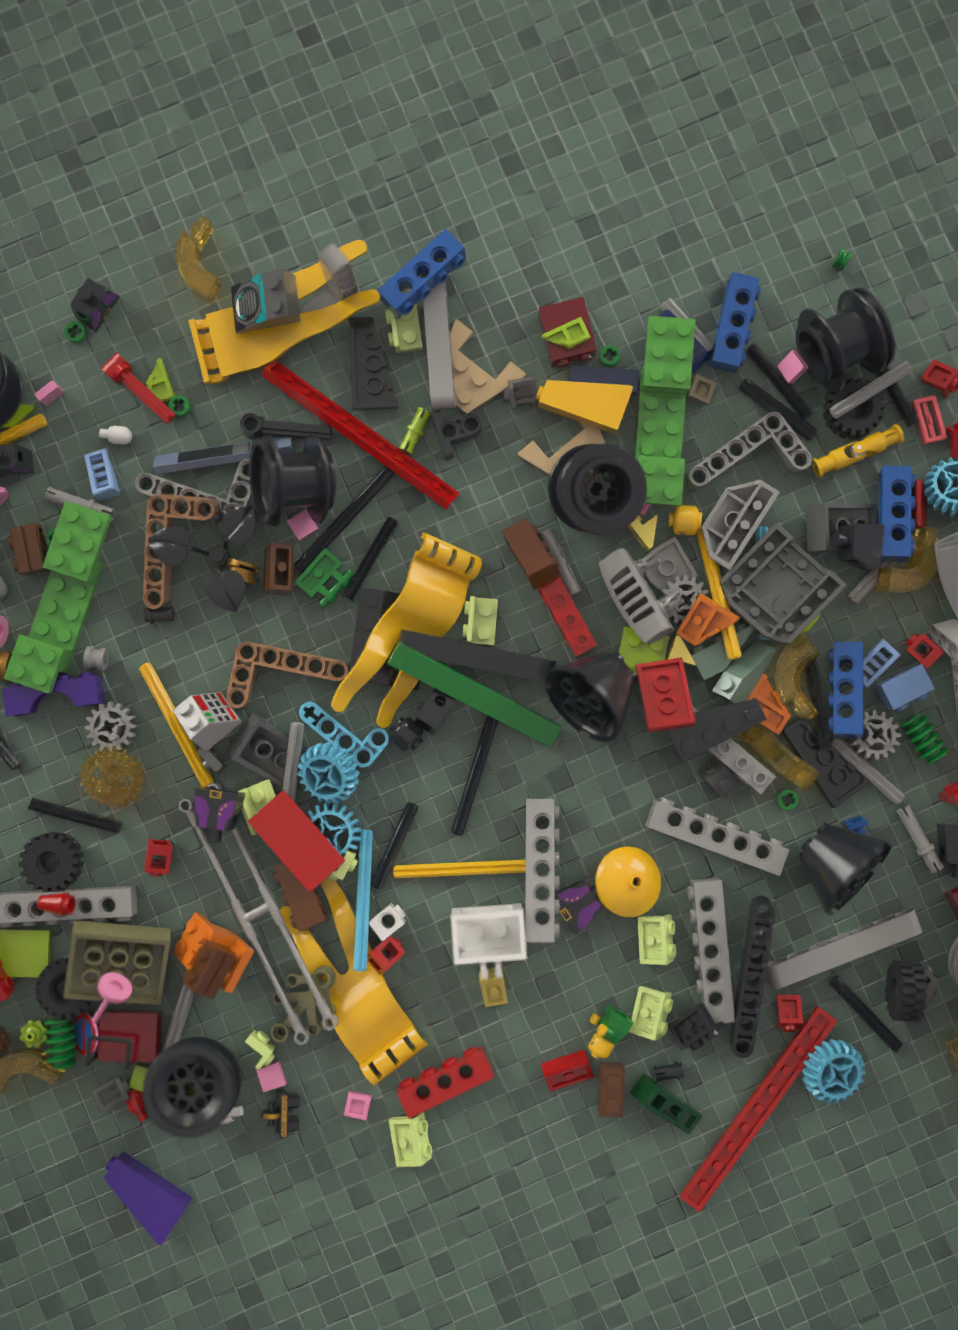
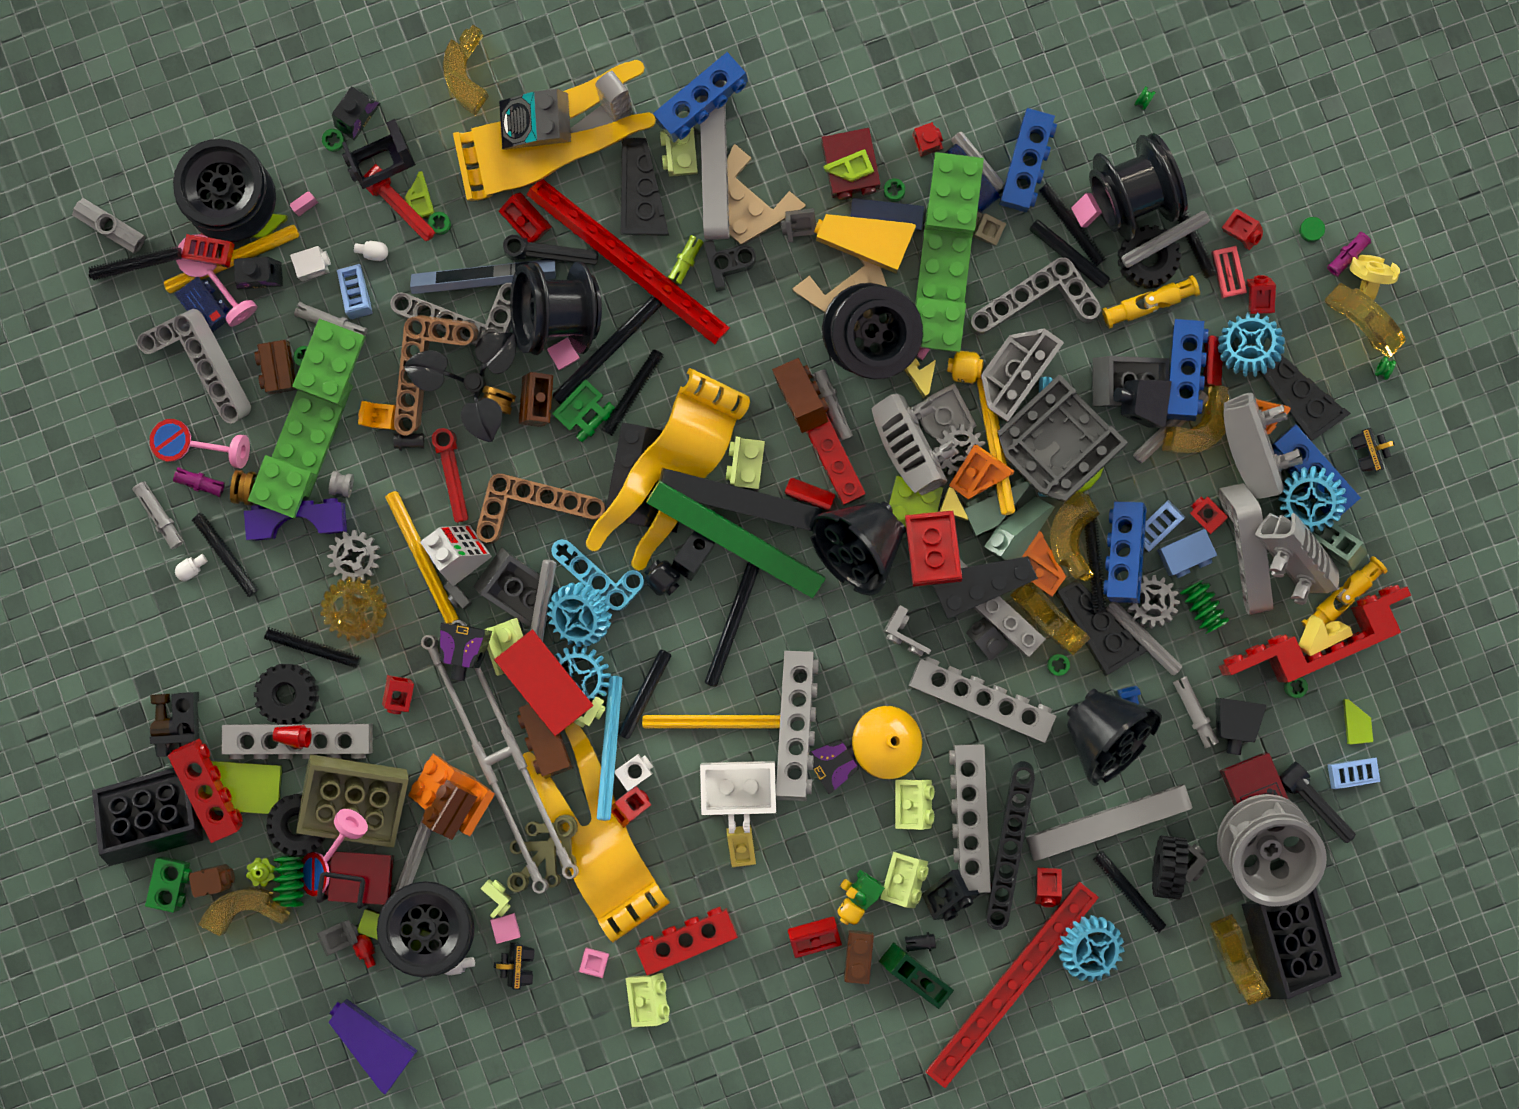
camera: 10 degrees right, 0 degrees up
(58, 449) = (310, 263): none -> white brick
(126, 591) = (377, 415): none -> light orange bracket
(133, 332) = (394, 143): none -> black window
(200, 643) = (451, 474): none -> red axle
(260, 398) = (524, 218): none -> red slope
(543, 647) = (809, 494): none -> red slope
(634, 764) = (899, 620): none -> light grey bracket
(639, 306) = (927, 139): none -> red brick

